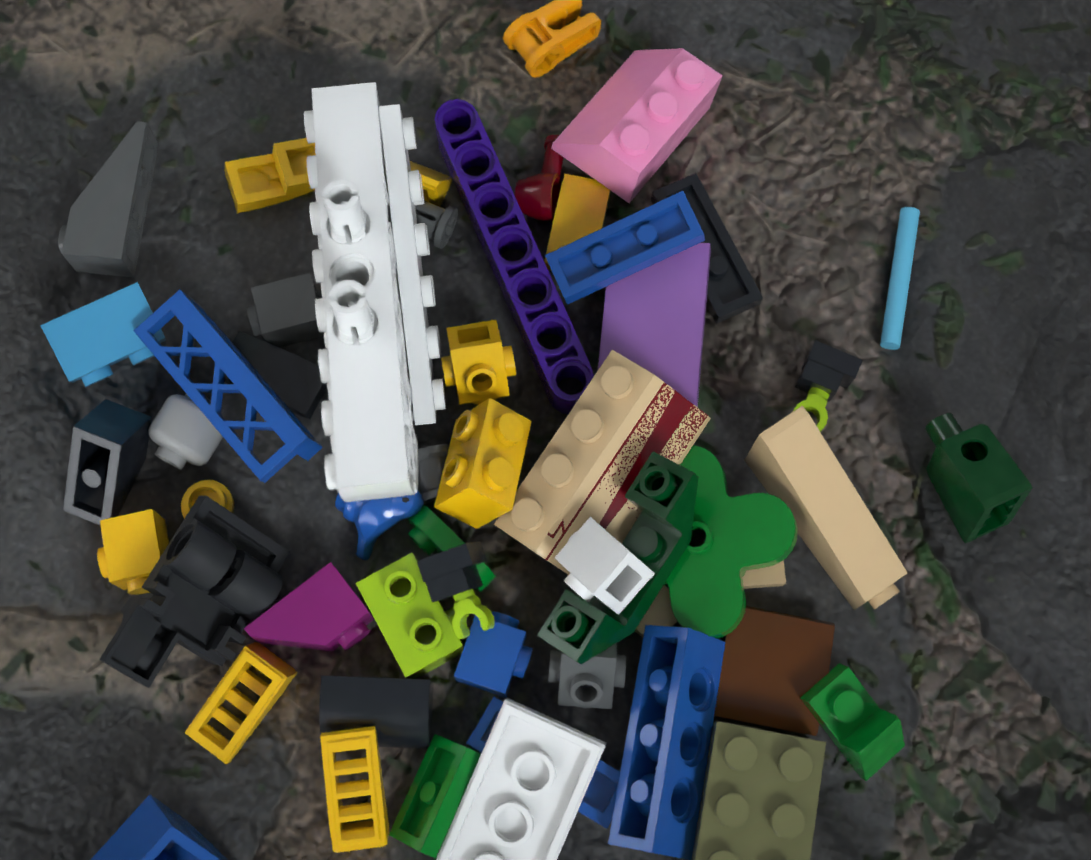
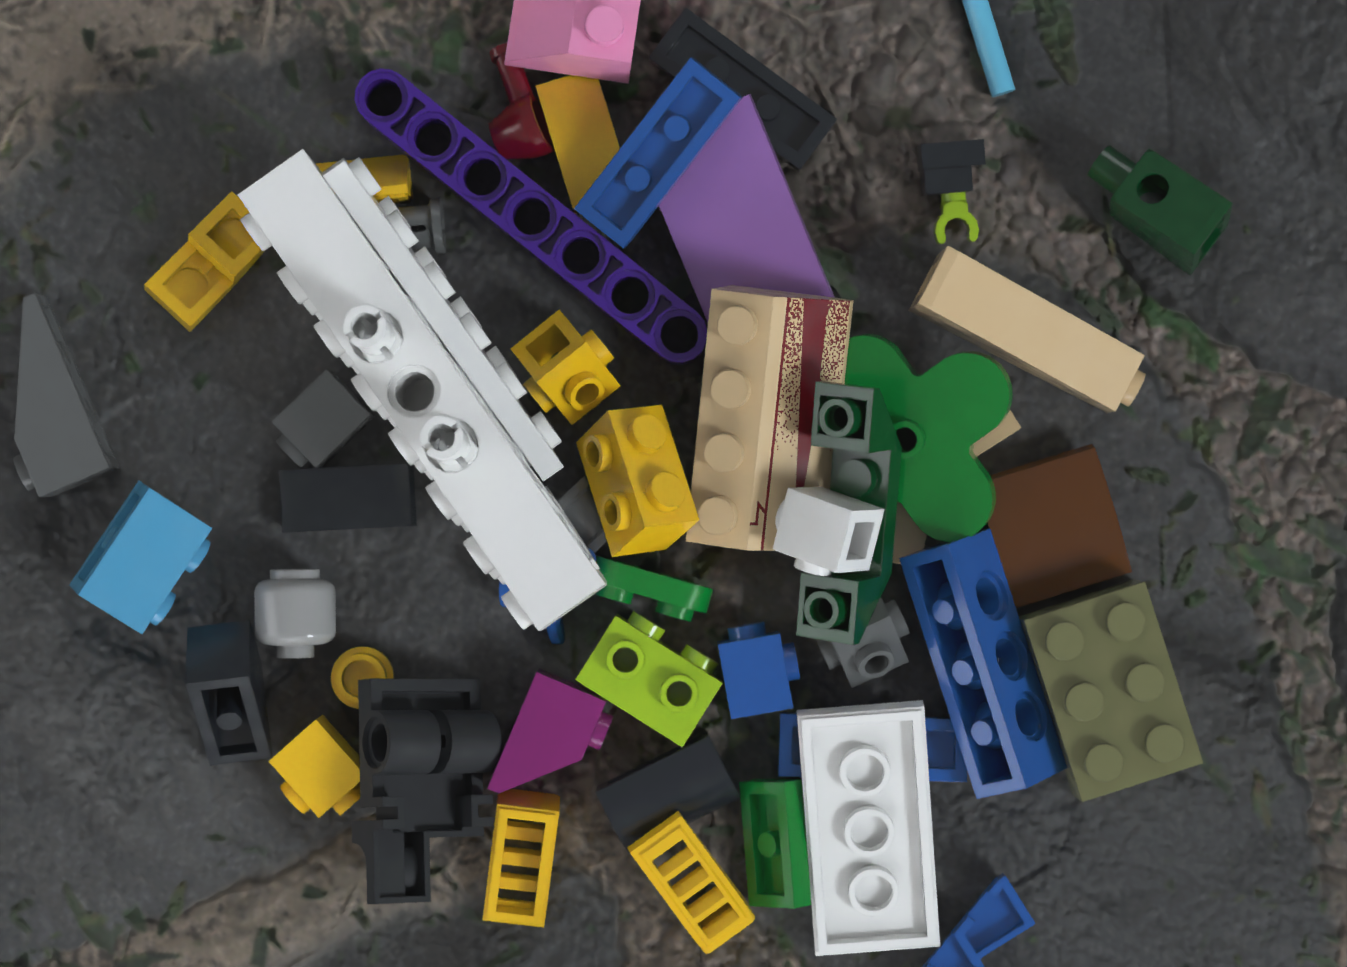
camera: 30 degrees left, 15 degrees up
(245, 380) = (323, 525): blue fence -> none
(456, 575) = (678, 619): black piece -> none
(854, 721) = (1162, 537): green slope -> none

